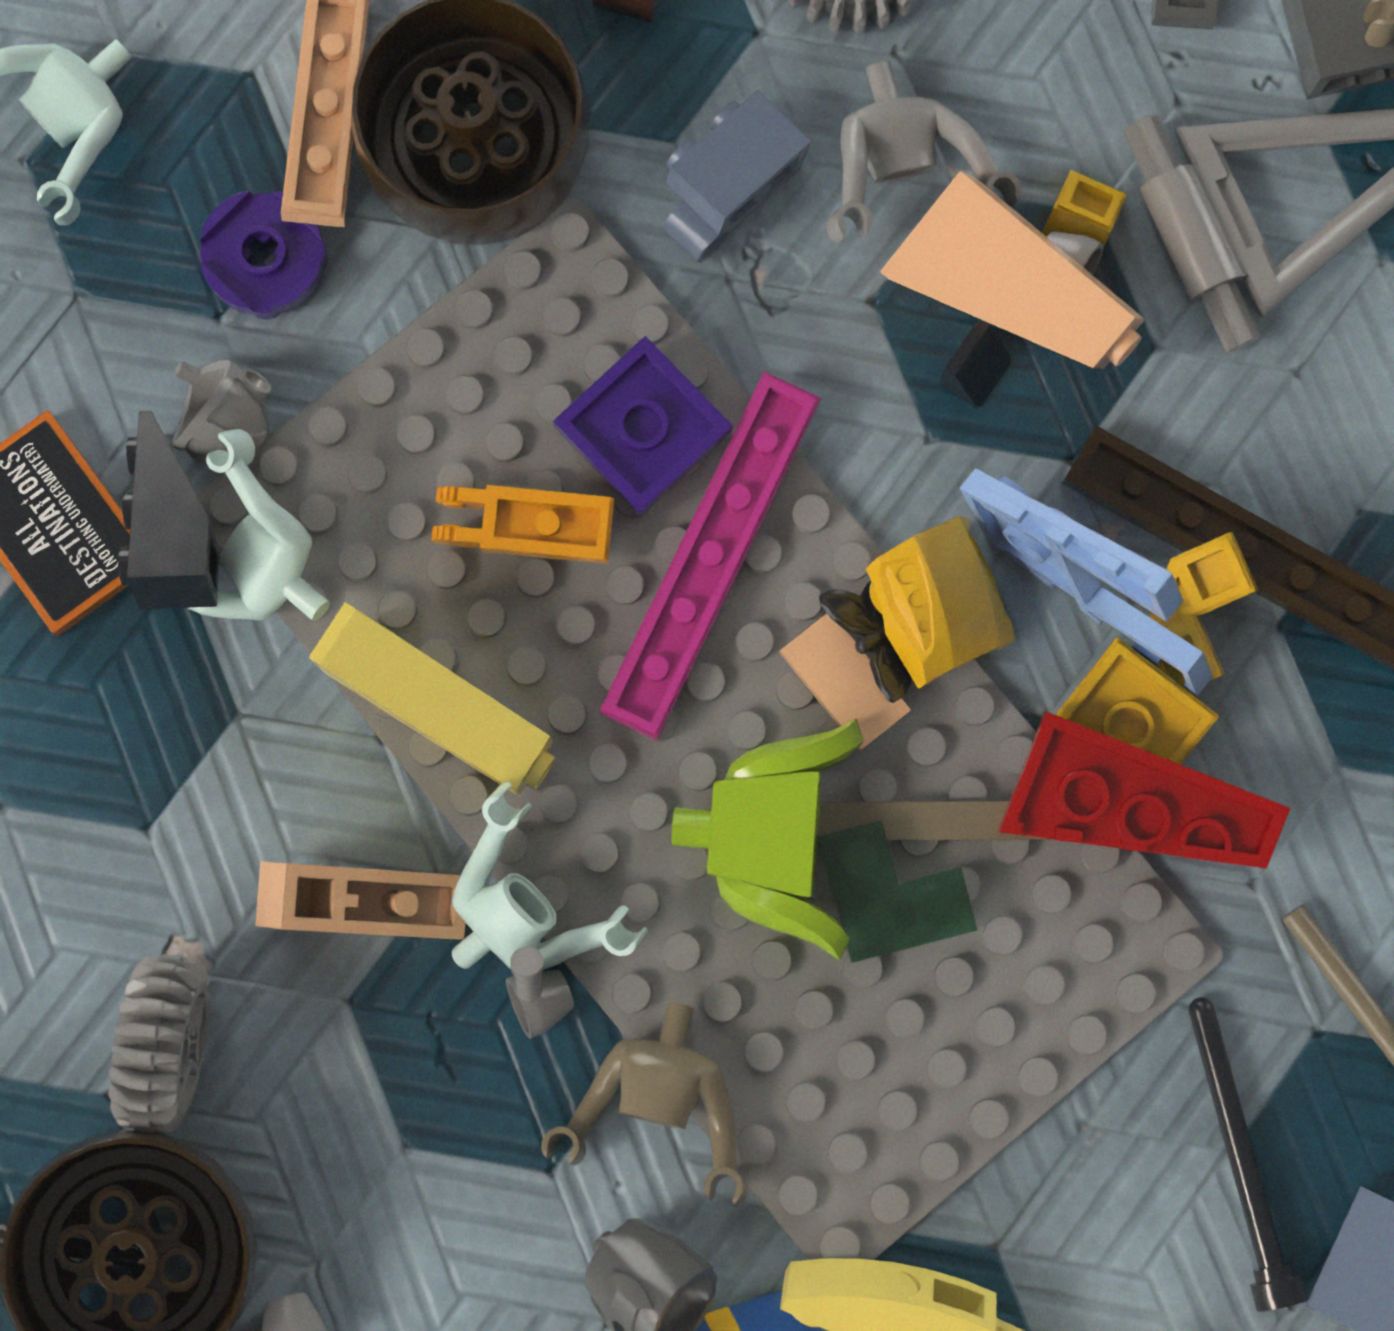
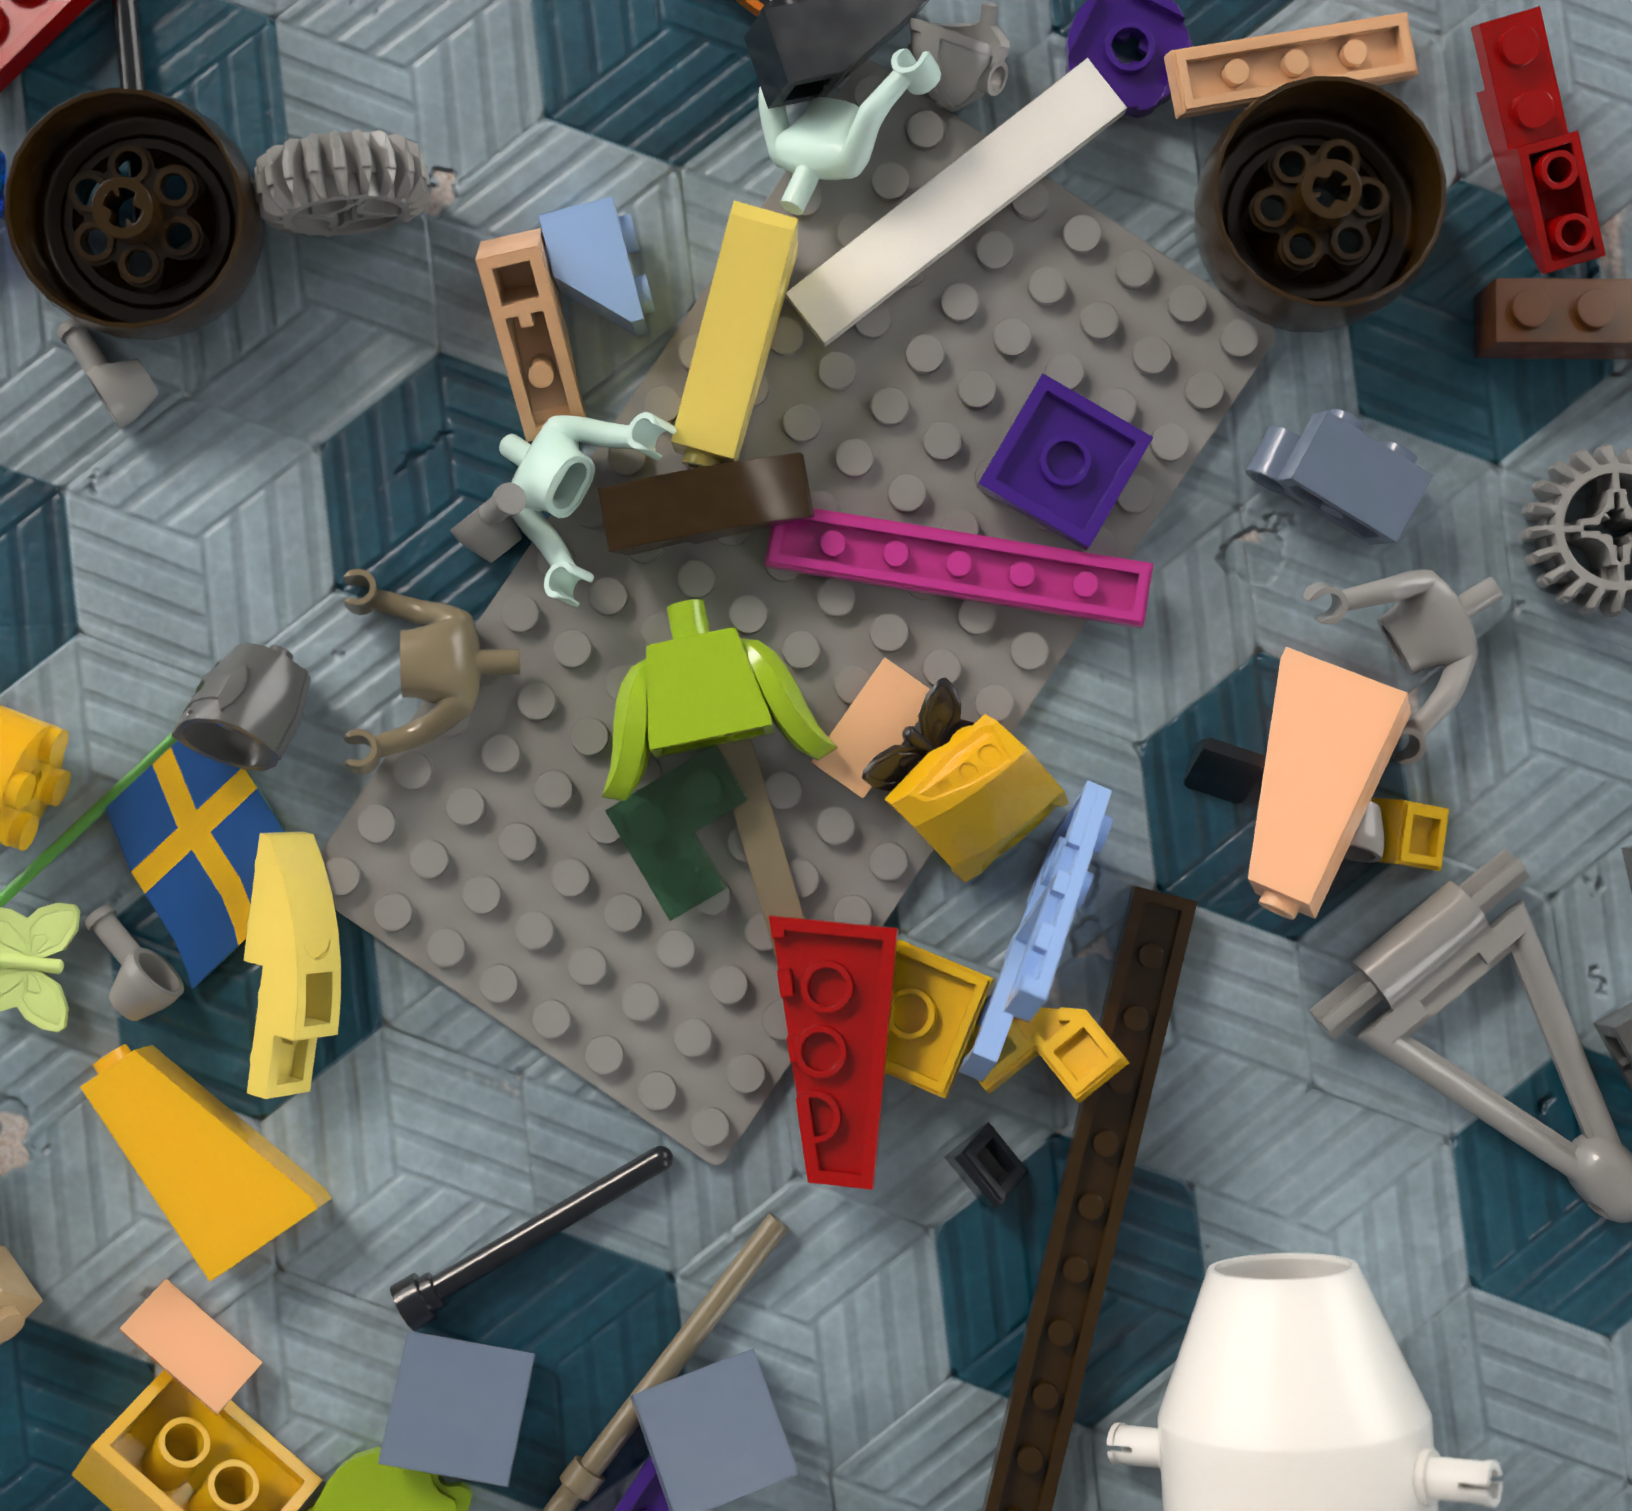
camera: 70 degrees right, 5 degrees up
(311, 820) = (592, 263): none -> light blue slope
(361, 456) = (956, 202): none -> white tile
(531, 523) = (938, 384): light orange hinge -> none
(582, 776) = (705, 503): none -> dark brown slope
(1293, 697) = (987, 1166): none -> black slope

